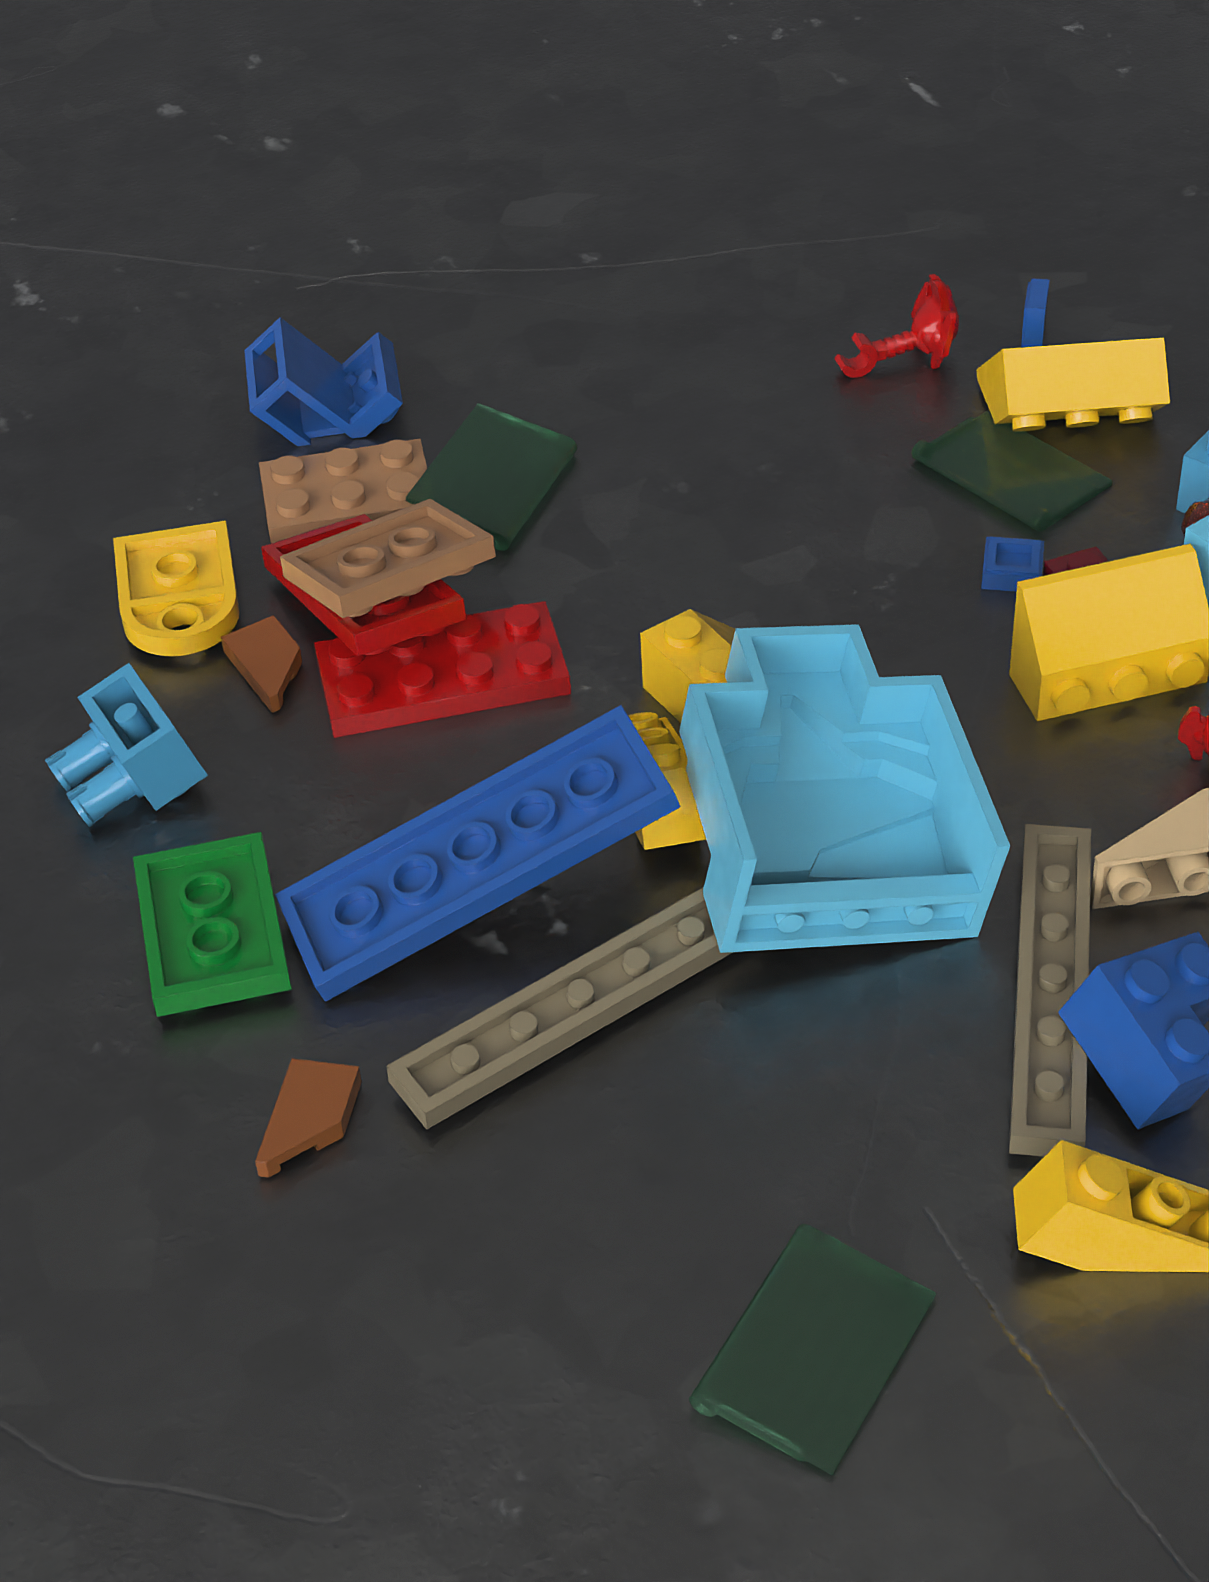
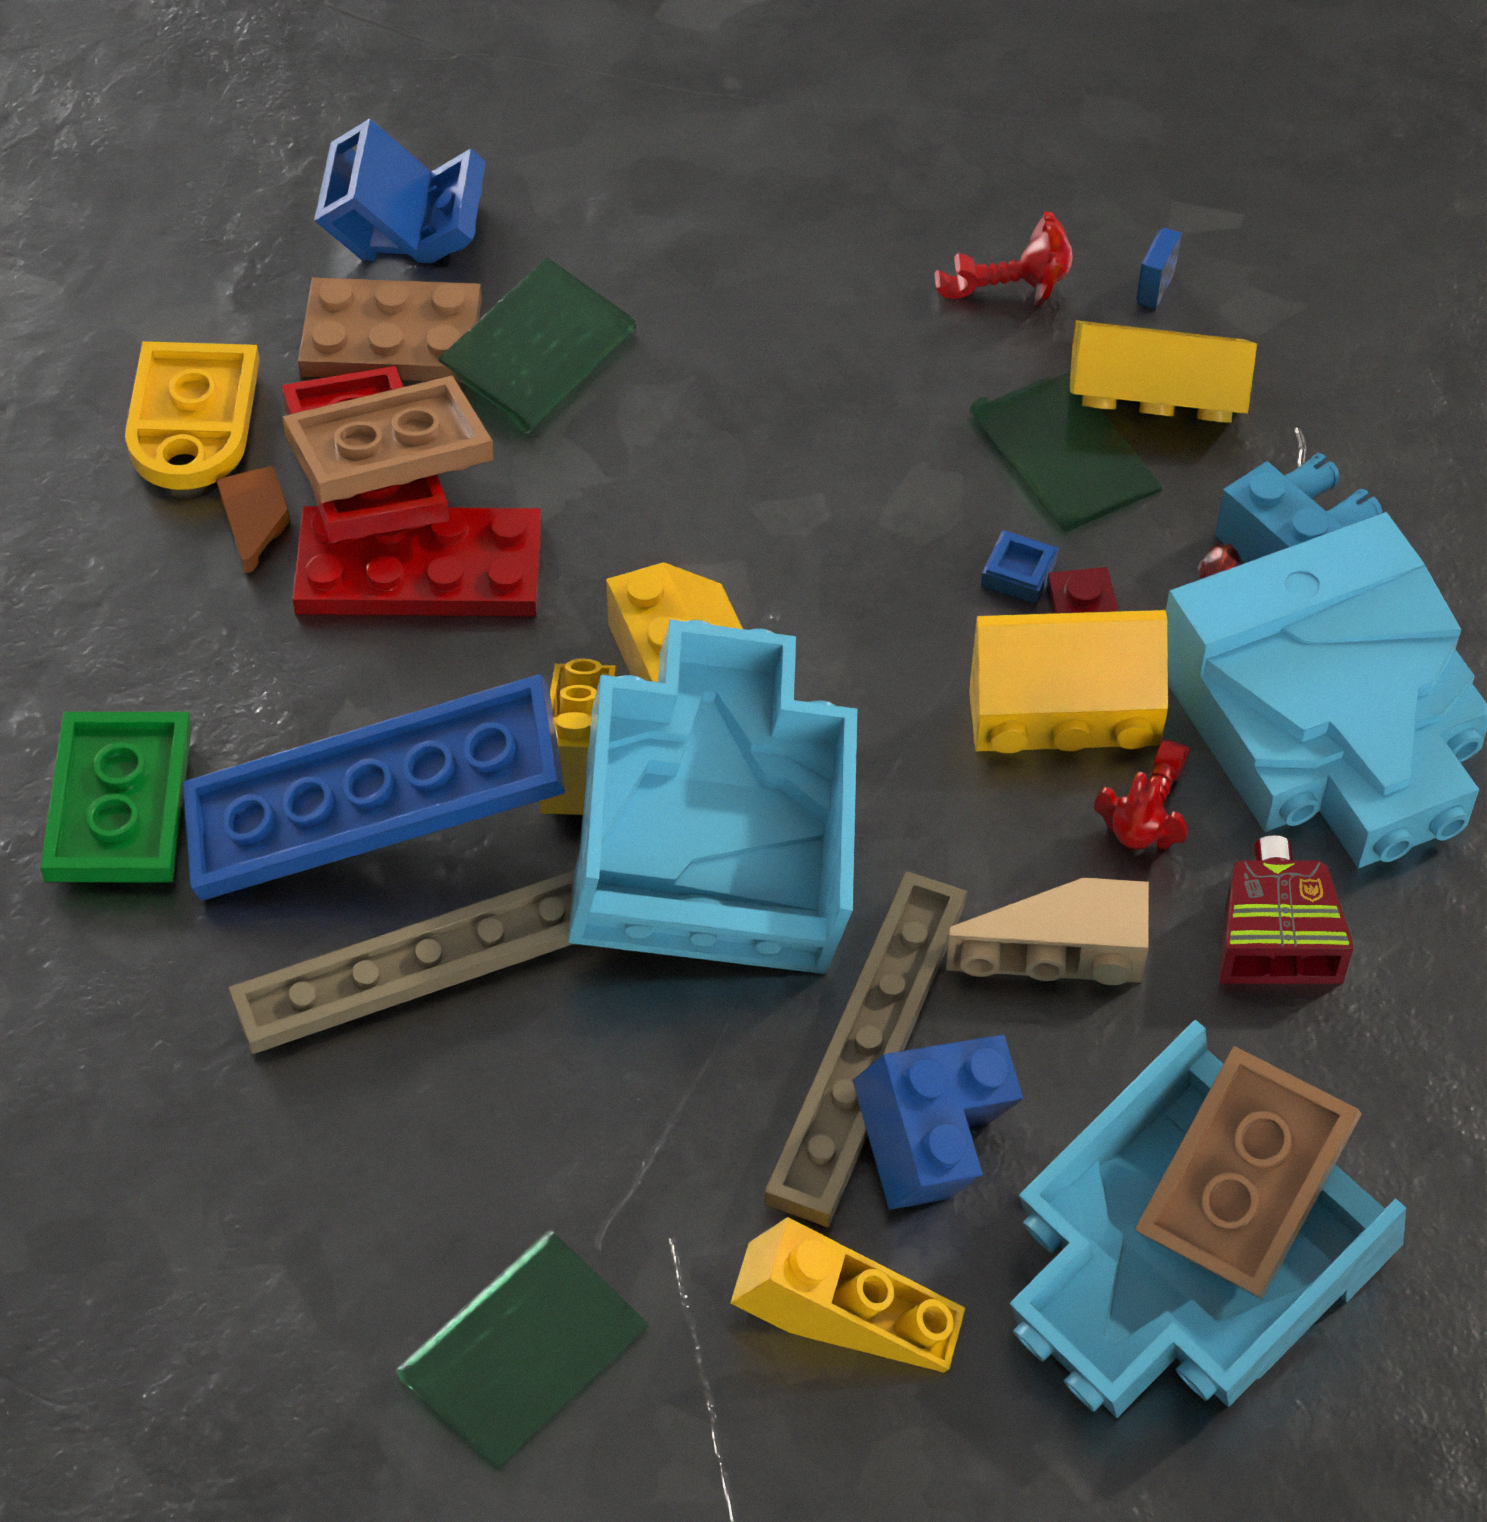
camera: 10 degrees right, 10 degrees up
(139, 741) = (103, 588): dark azure brick -> none
(308, 1111) = (151, 1012): dark orange tile -> none

